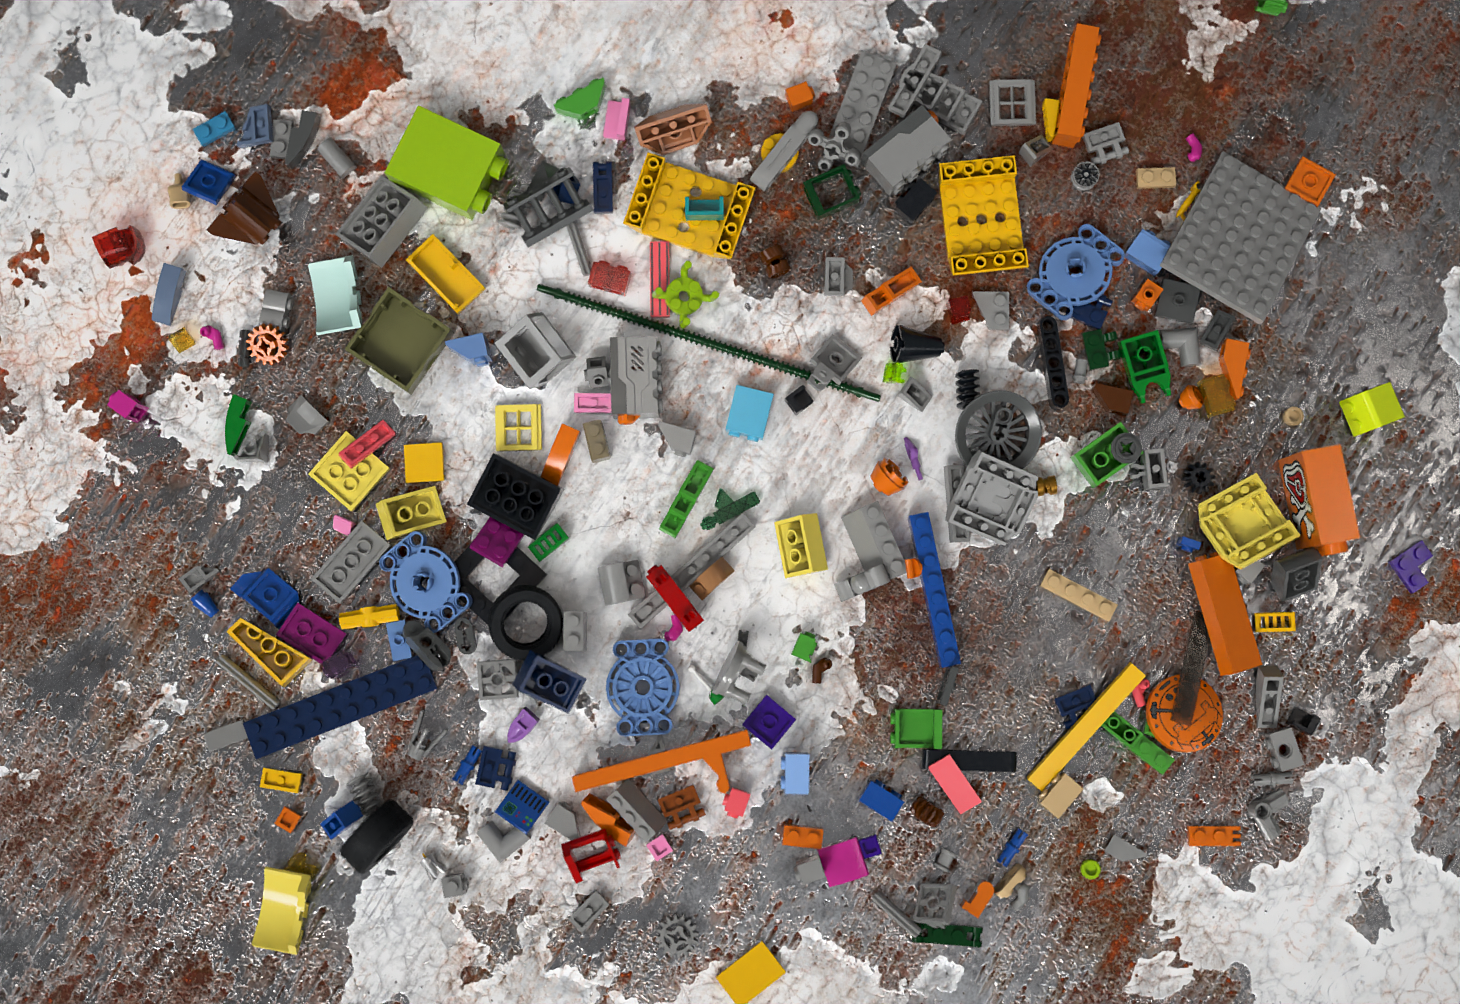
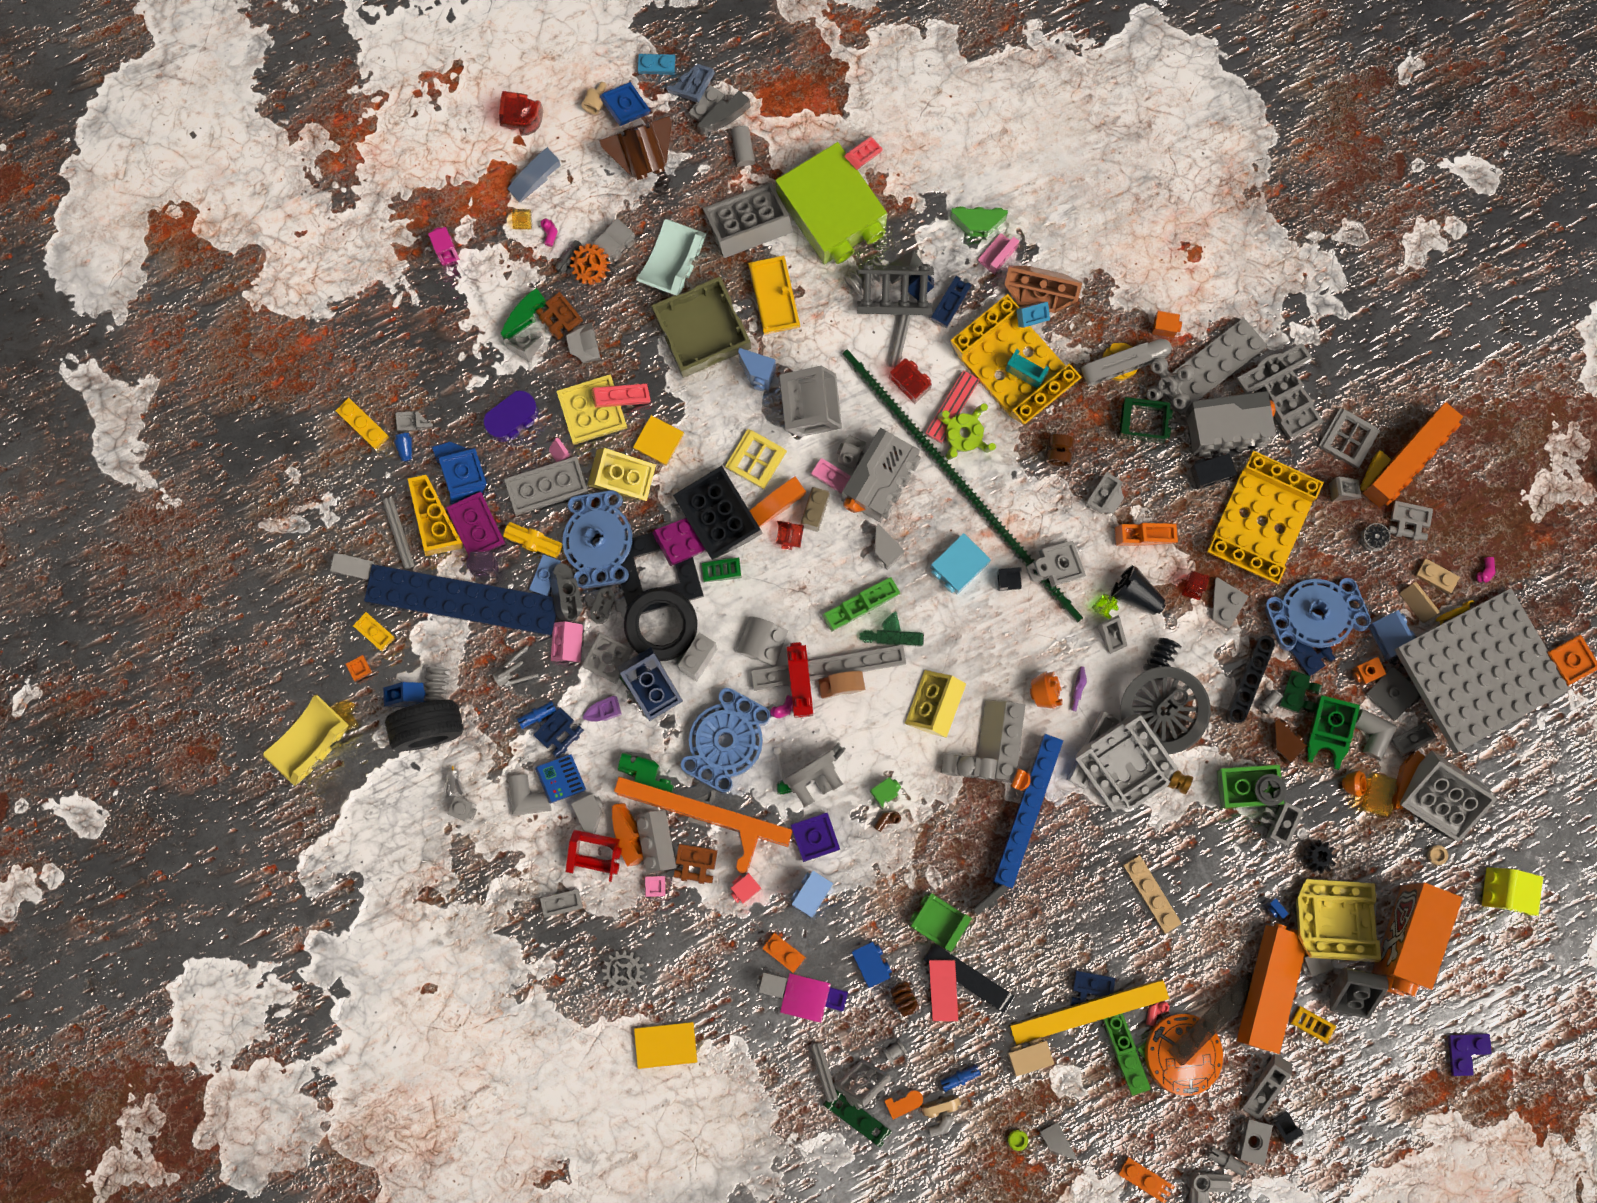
camera: 30 degrees right, 5 degrees down
(155, 605) = (362, 423): none -> yellow plate
(270, 400) = (563, 311): none -> dark orange plate
(282, 520) = (511, 416): none -> dark purple brick
(446, 101) = (863, 153): none -> coral tile
(454, 686) = (566, 642): none -> bright pink panel
(588, 477) = (789, 535): none -> clear red window
(589, 755) = (644, 769): none -> green plate
(680, 156) = (1033, 314): none -> dark azure plate
(1154, 210) = (1419, 602): none -> tan slope
(1273, 363) = (1447, 796): none -> light grey slope

